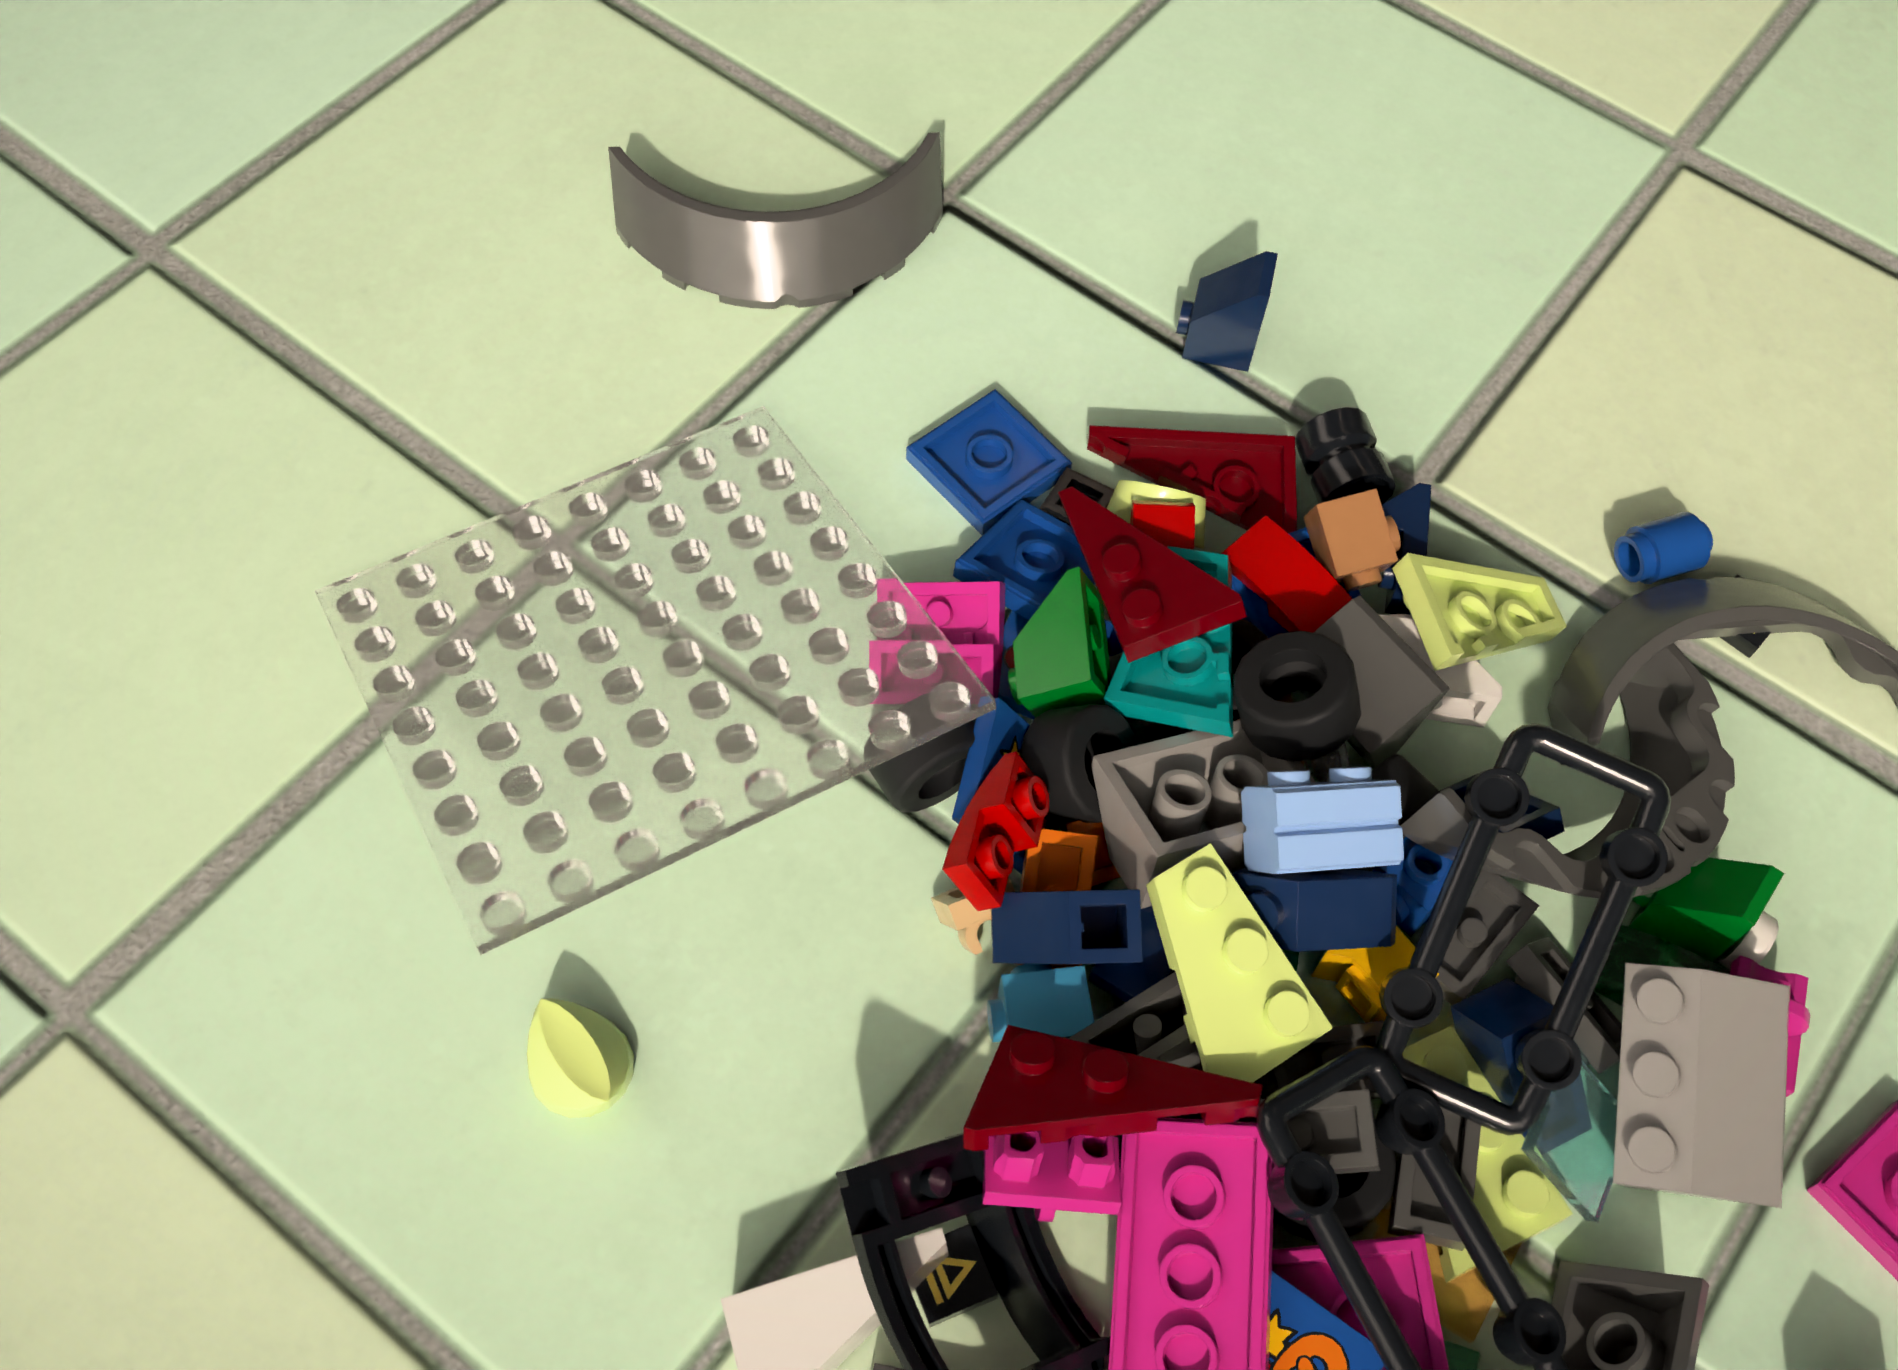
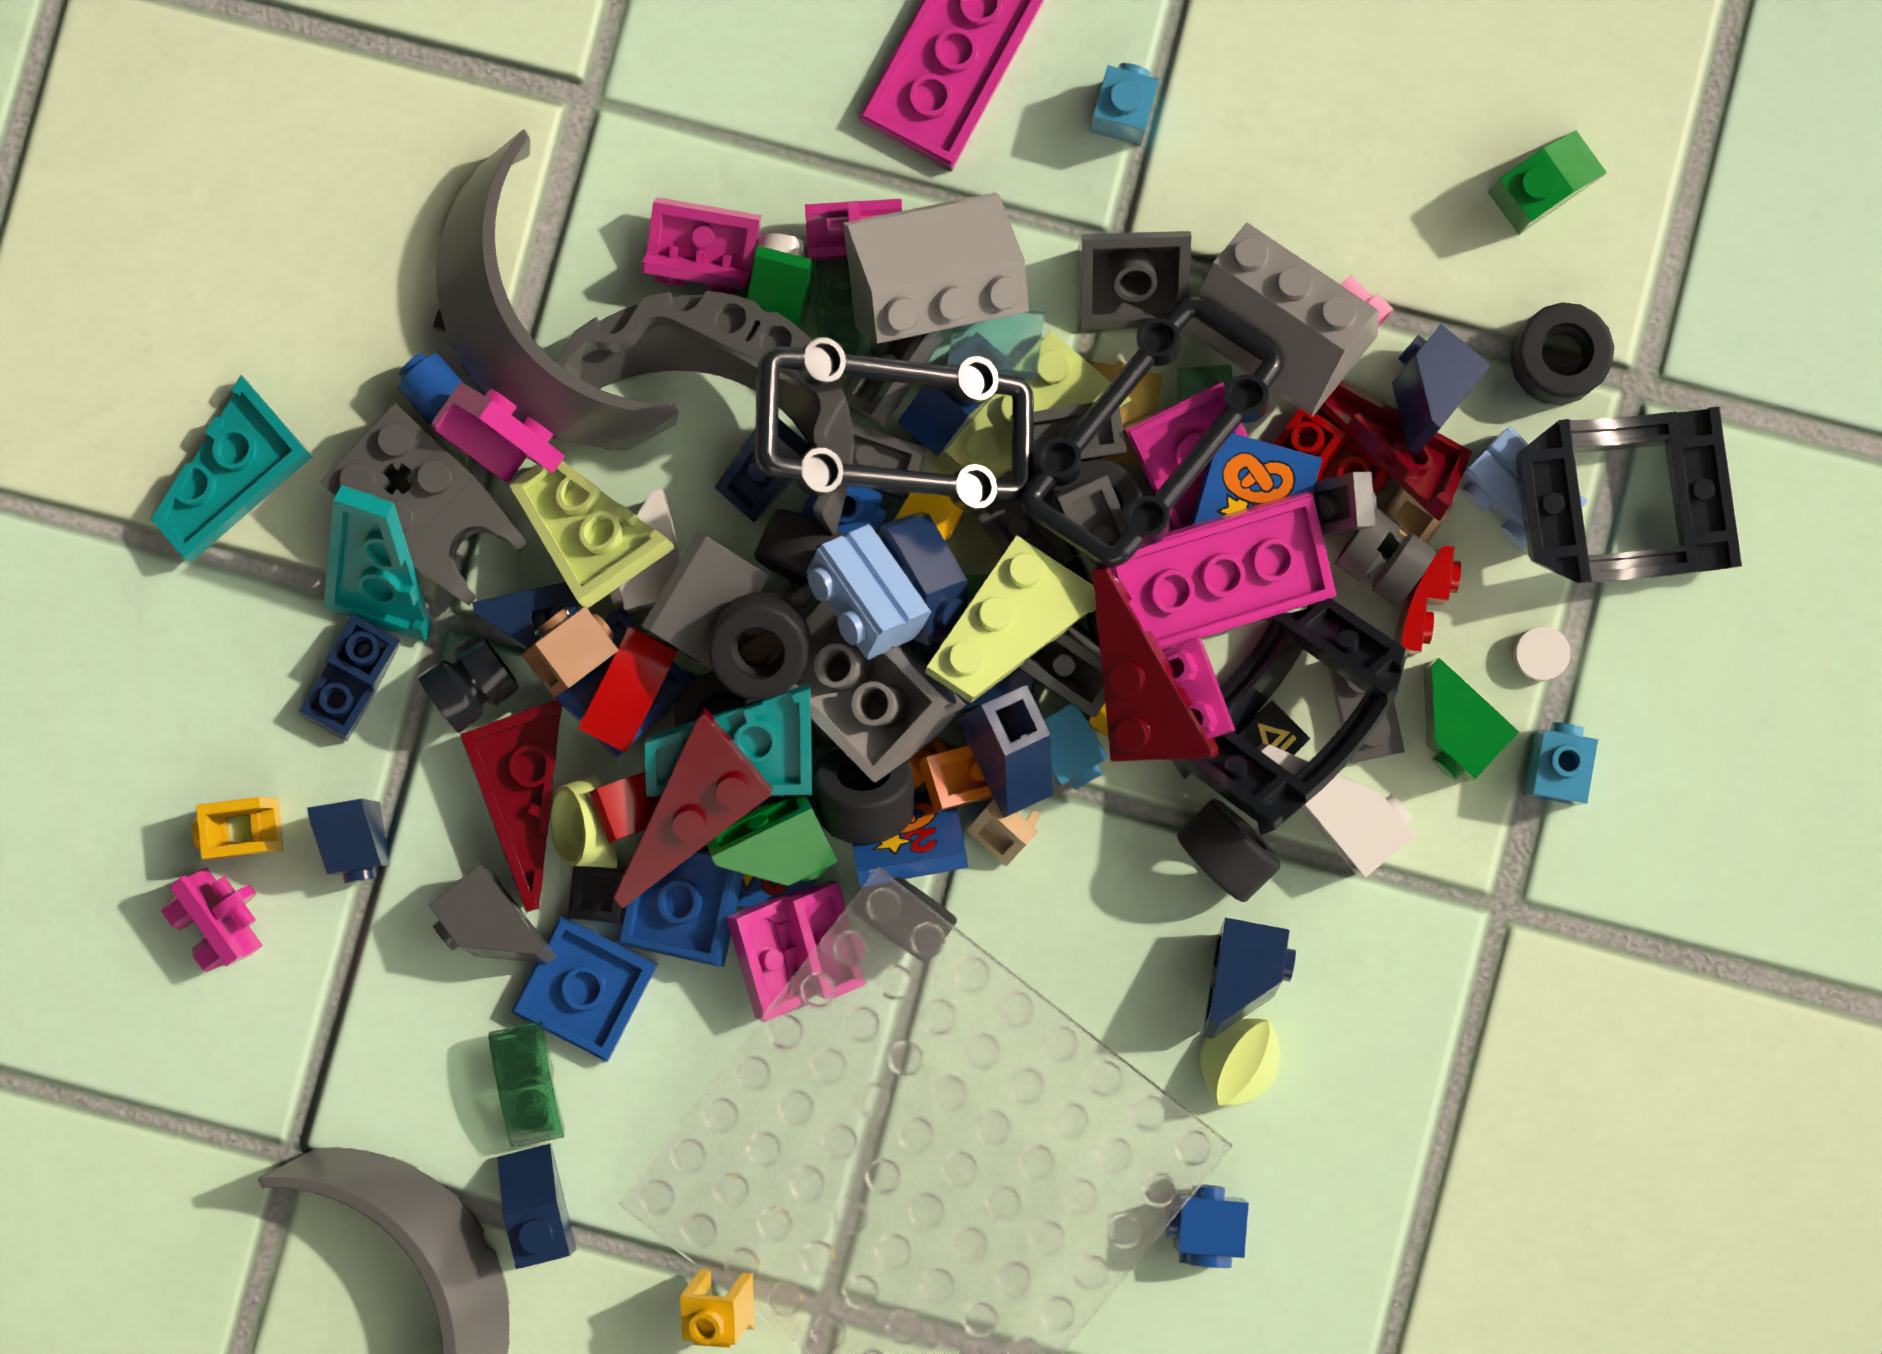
camera: 115 degrees left, 25 degrees up
(412, 937) = (1210, 1228): none -> blue brick
(610, 425) = (716, 1319): none -> yellow window
(677, 1098) = (1245, 972): none -> dark blue slope
(794, 336) = (534, 1207): none -> dark blue slope
(826, 1132) = (1228, 850): none -> black tyre
(930, 371) = (526, 1084): none -> clear green slope
(998, 821) = (949, 829): red slope -> none
(1097, 389) = (487, 921): none -> dark grey slope
(1192, 203) = (218, 914): none -> dark pink hips
(1274, 229) = (212, 830): none -> yellow window
(1381, 387) = (350, 677): none -> dark blue slope
(1502, 409) = (372, 566): none -> teal wing
(1553, 488) = (439, 507): none -> dark grey brick
(1608, 567) = (491, 435): none -> dark pink bracket
(1624, 367) = (233, 471): none -> teal wing
(1790, 839) = (701, 245): none -> dark pink bracket

